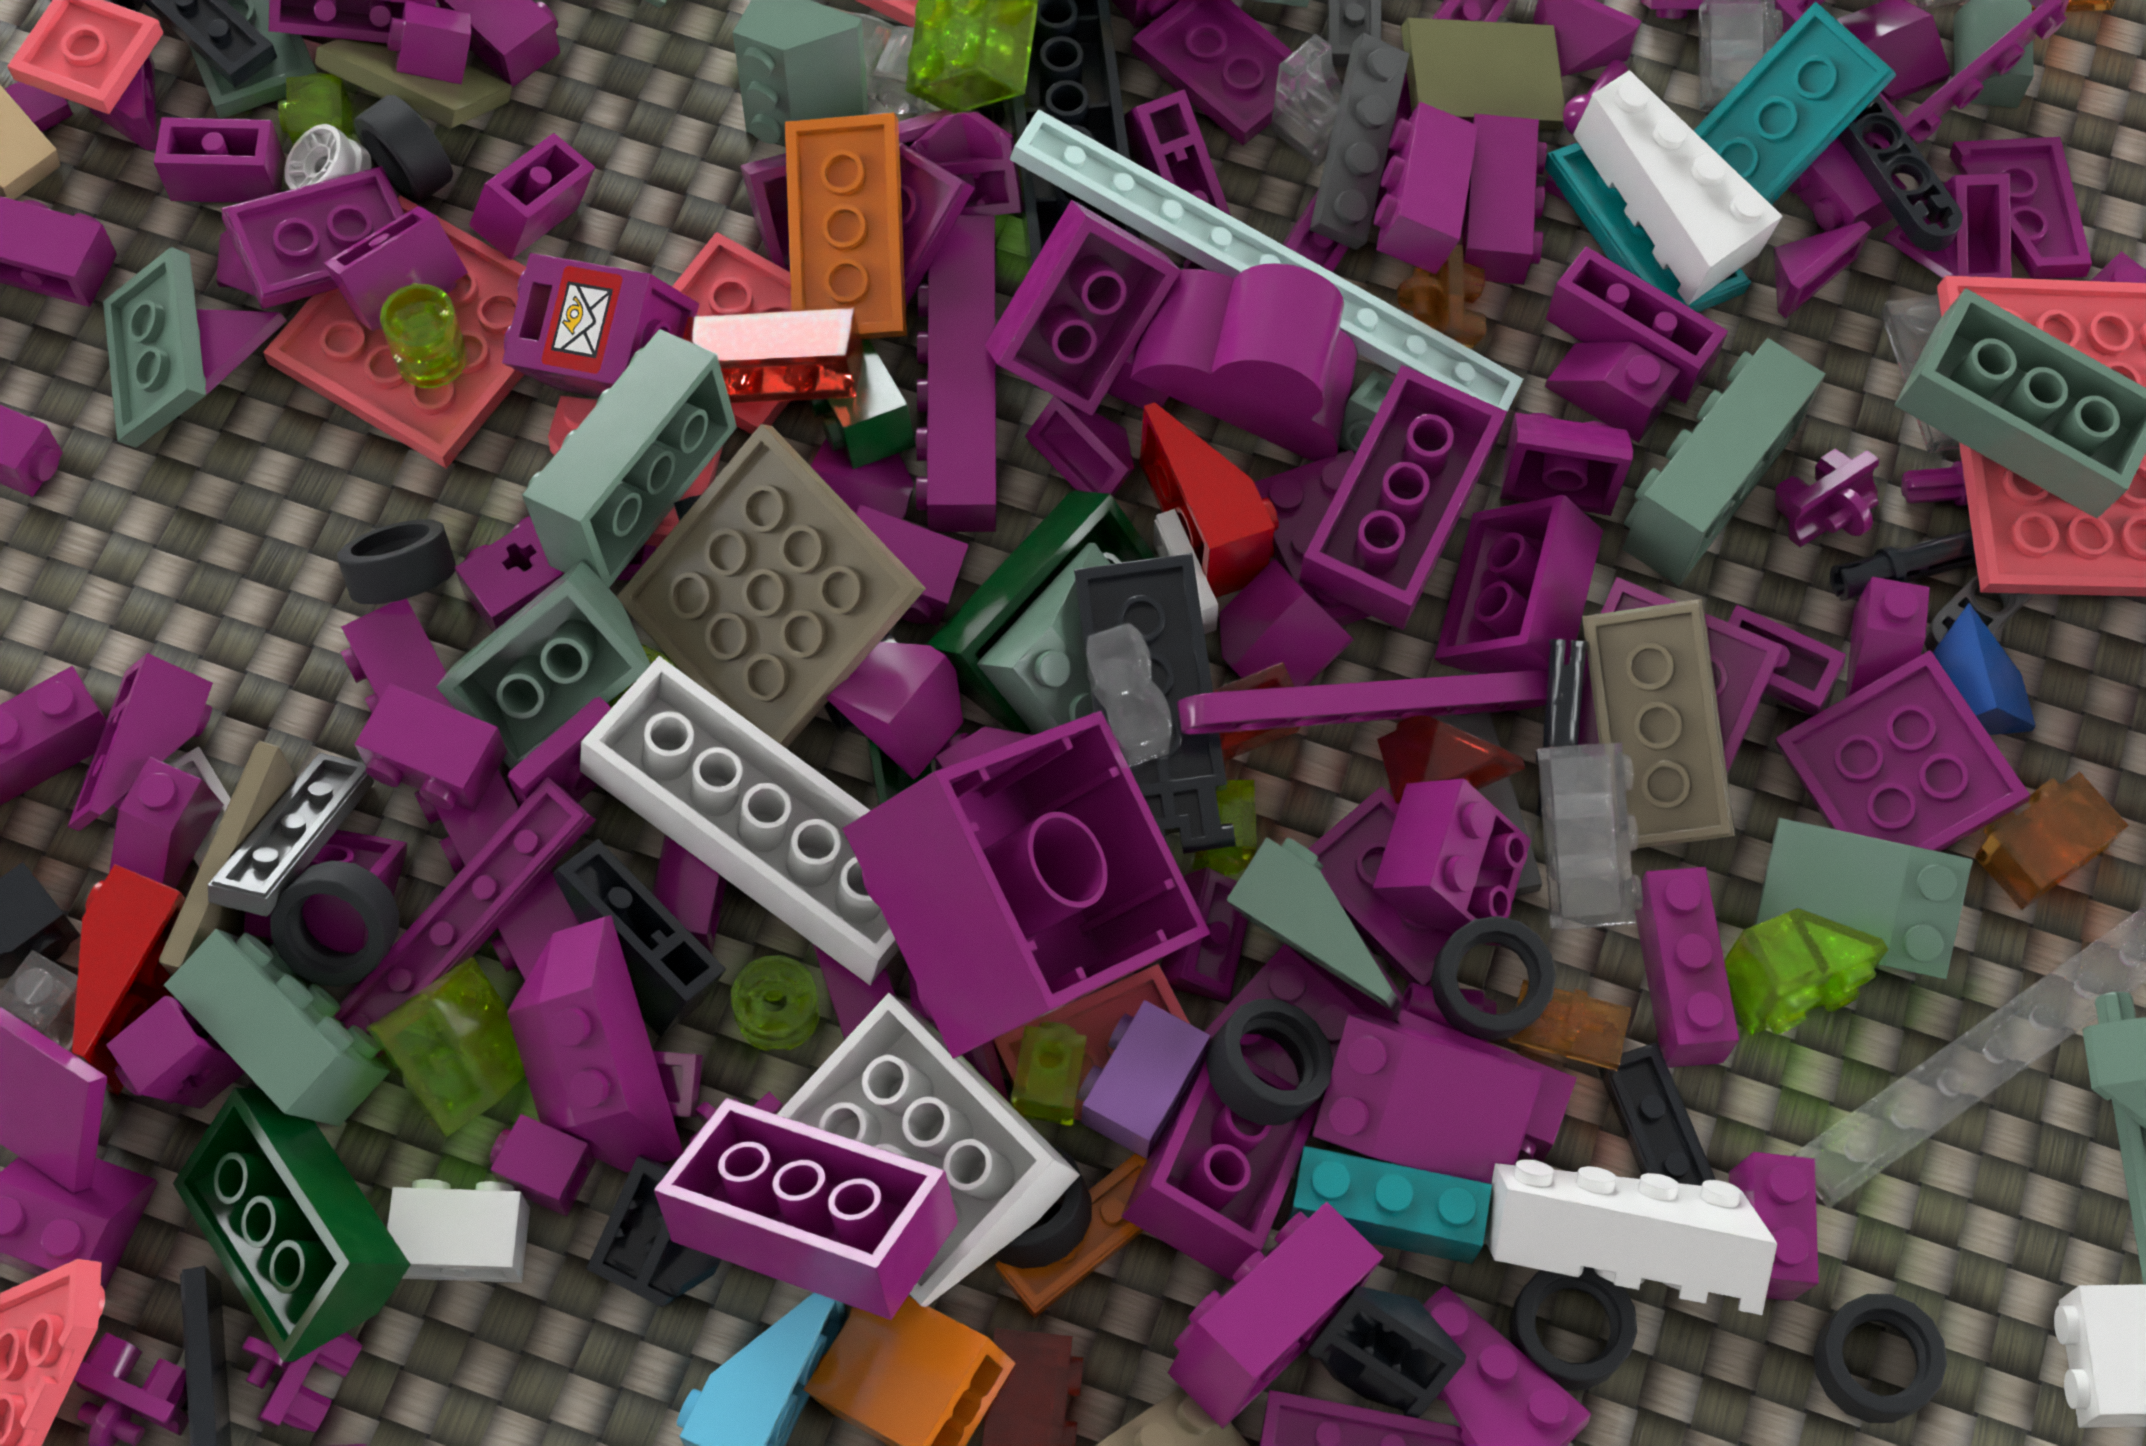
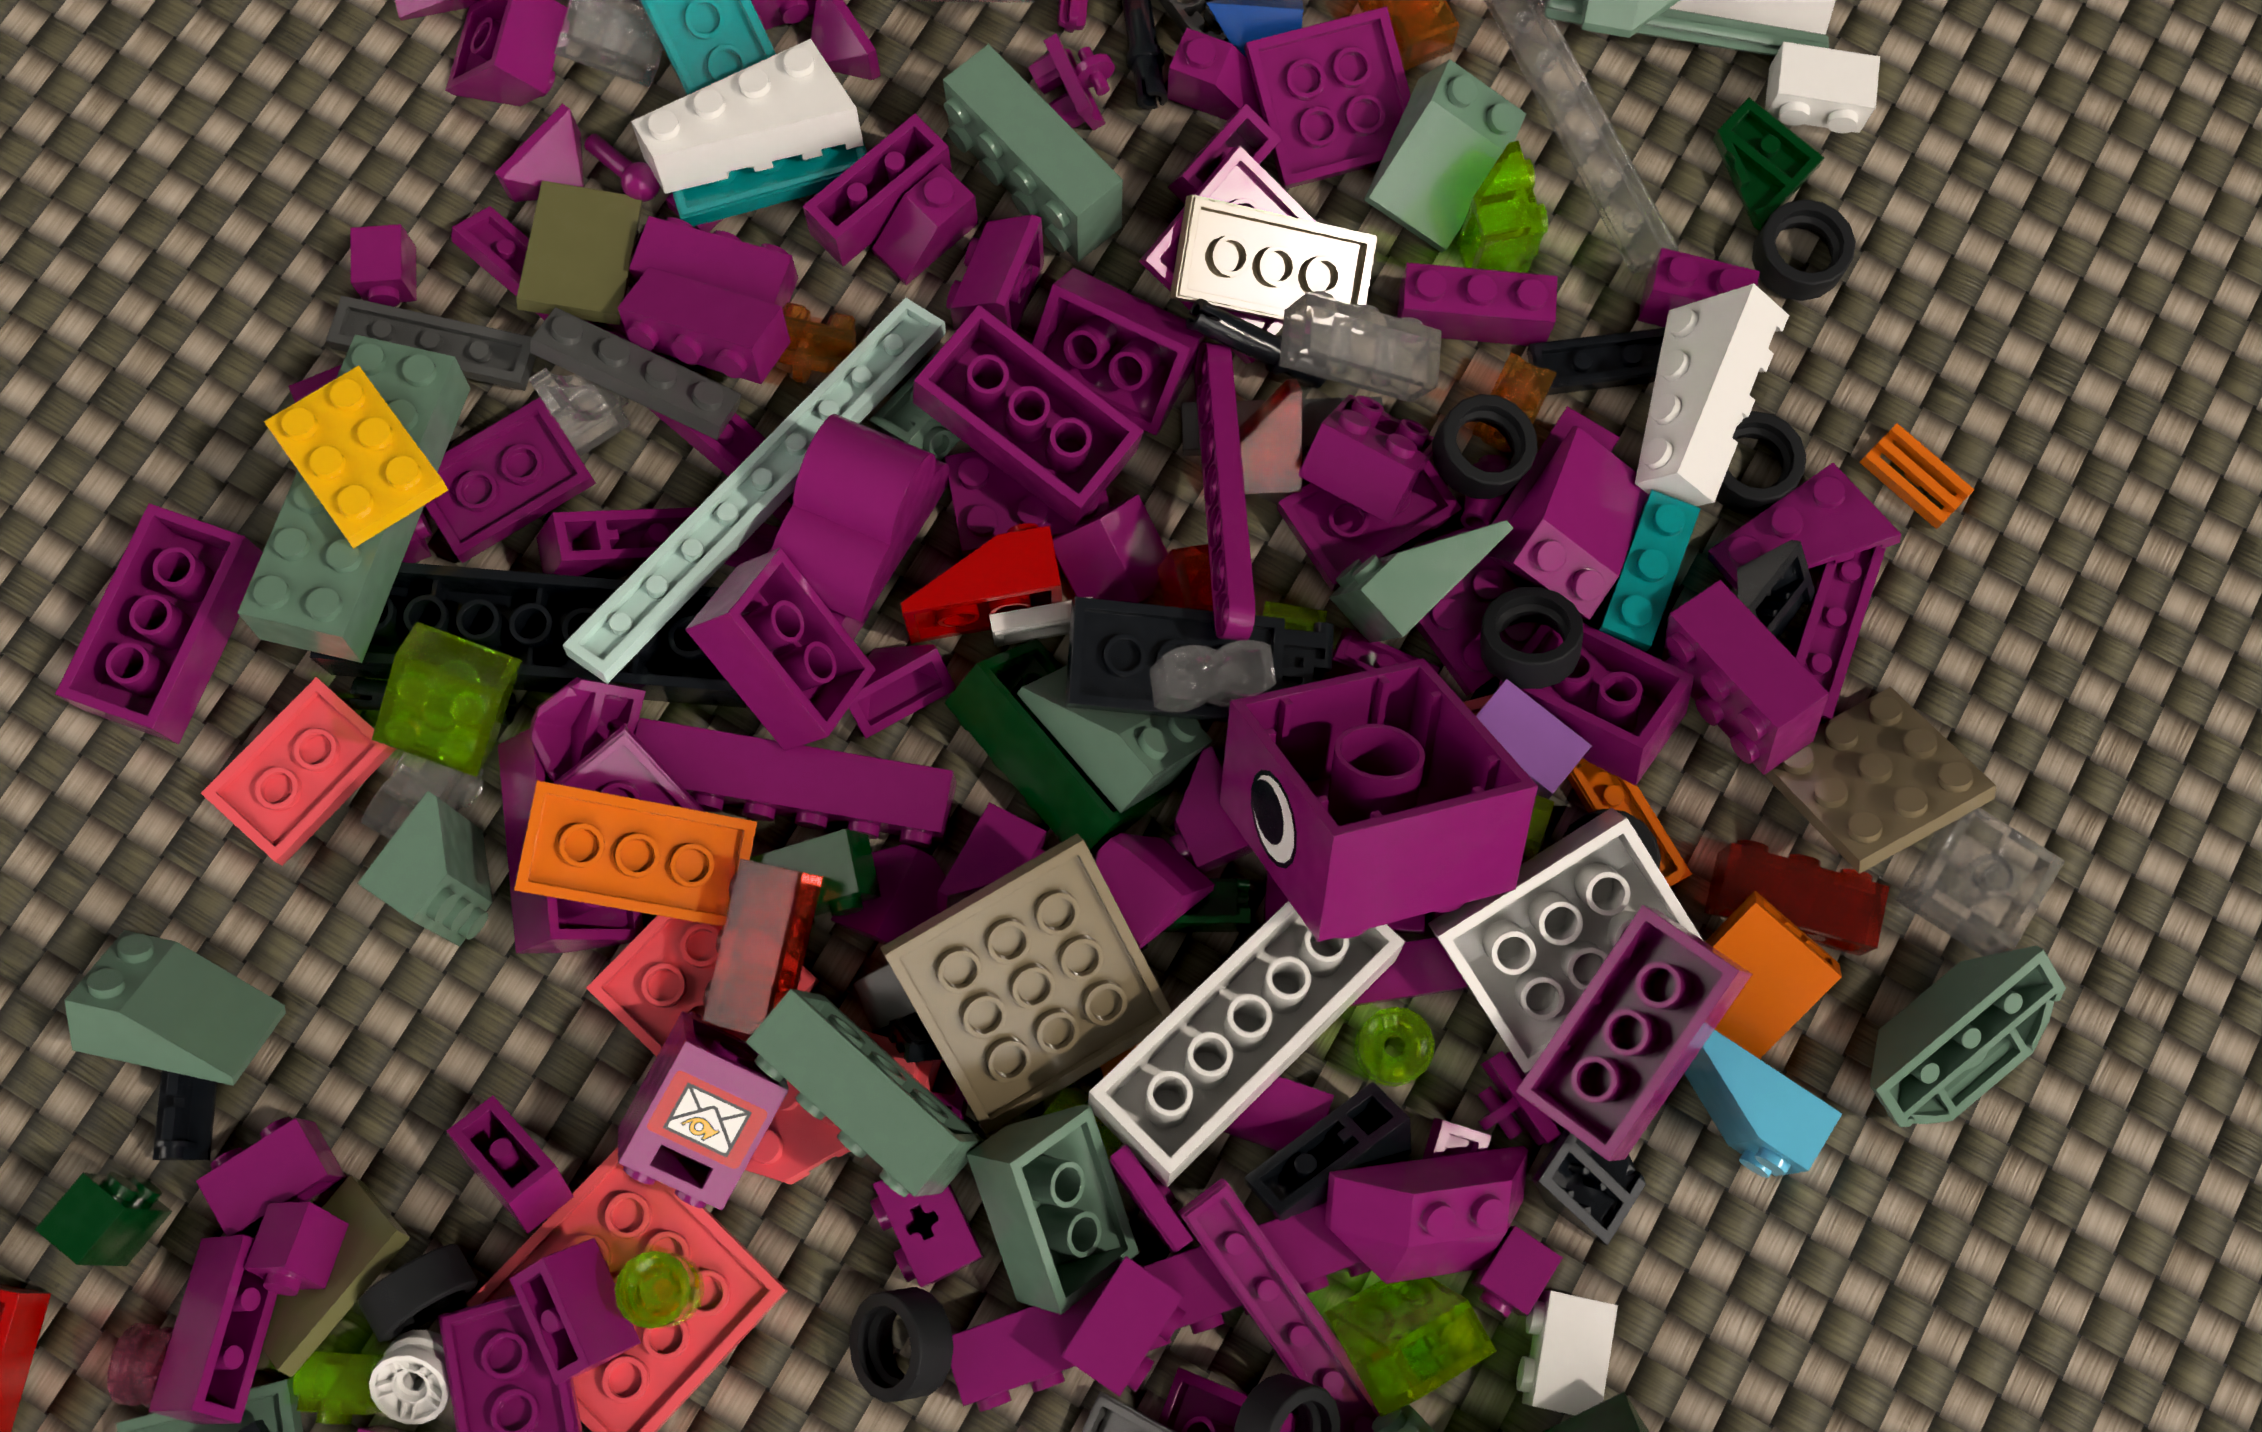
camera: 80 degrees left, 10 degrees up
(1992, 1296) = (1764, 160): none -> dark green wing

